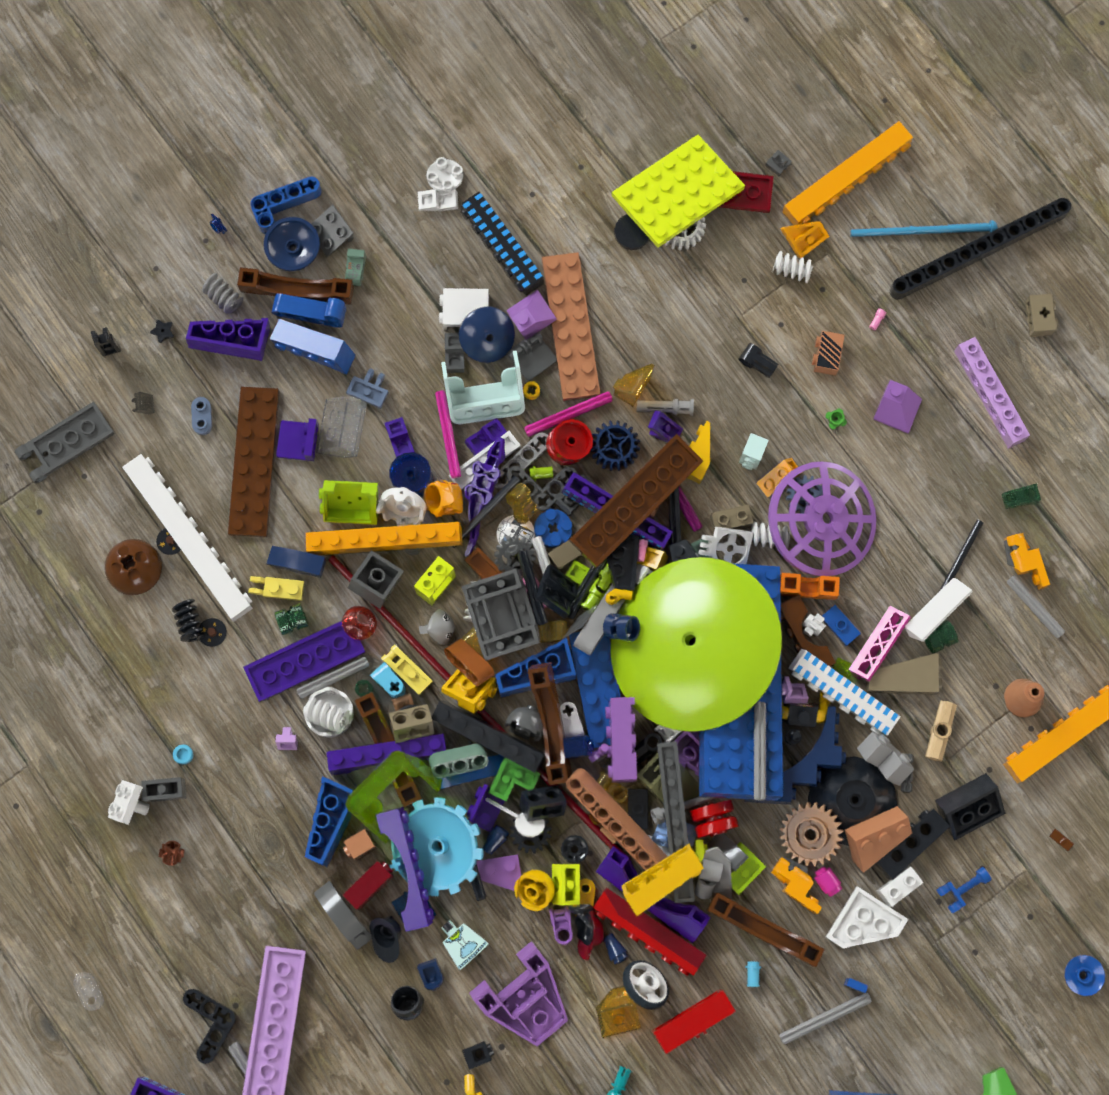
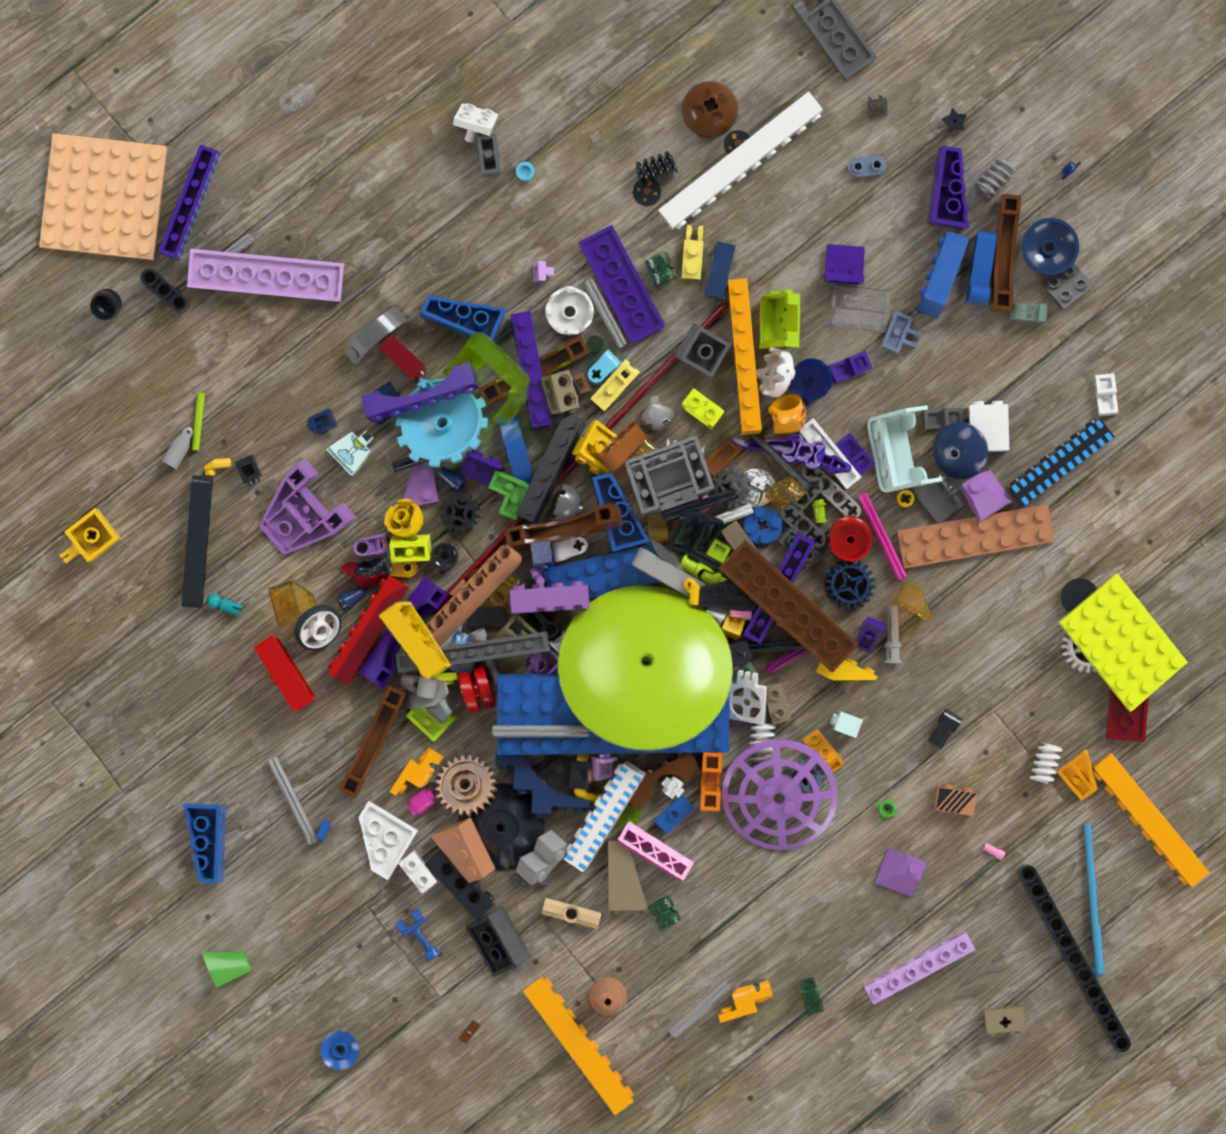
camera: 85 degrees right, 10 degrees up
(105, 342) = (936, 65): black hinge -> none
(171, 853) = (429, 167): copper gear -> none
(218, 1023) = (271, 222): black beam -> none
(253, 462) = (821, 221): reddish brown plate -> none
(287, 201) = (1098, 239): blue beam -> none
(327, 716) = (563, 308): white piece -> none
(355, 628) = (654, 331): clear red piece -> none
(359, 845) = (441, 348): nougat brick -> none
(385, 938) = (354, 377): black piece -> none
(407, 1003) = (294, 400): black helmet -> none
(444, 175) = (1133, 400): white dish -> none
(448, 434) = (855, 415): dark pink axle -> none
(450, 764) = (524, 439): sand green beam -> none
(525, 828) = (466, 509): white piece -> none
(542, 803) = (487, 523): black brick -> none
(621, 627) = (659, 594): dark blue wheel -> none
(753, 974) = (332, 731): medium azure pin -> none
(778, 163) = (1161, 747): dark grey tile -> none
(937, 610) = (691, 910): white slope -> none
(963, 553) = (742, 932): black piece -> none

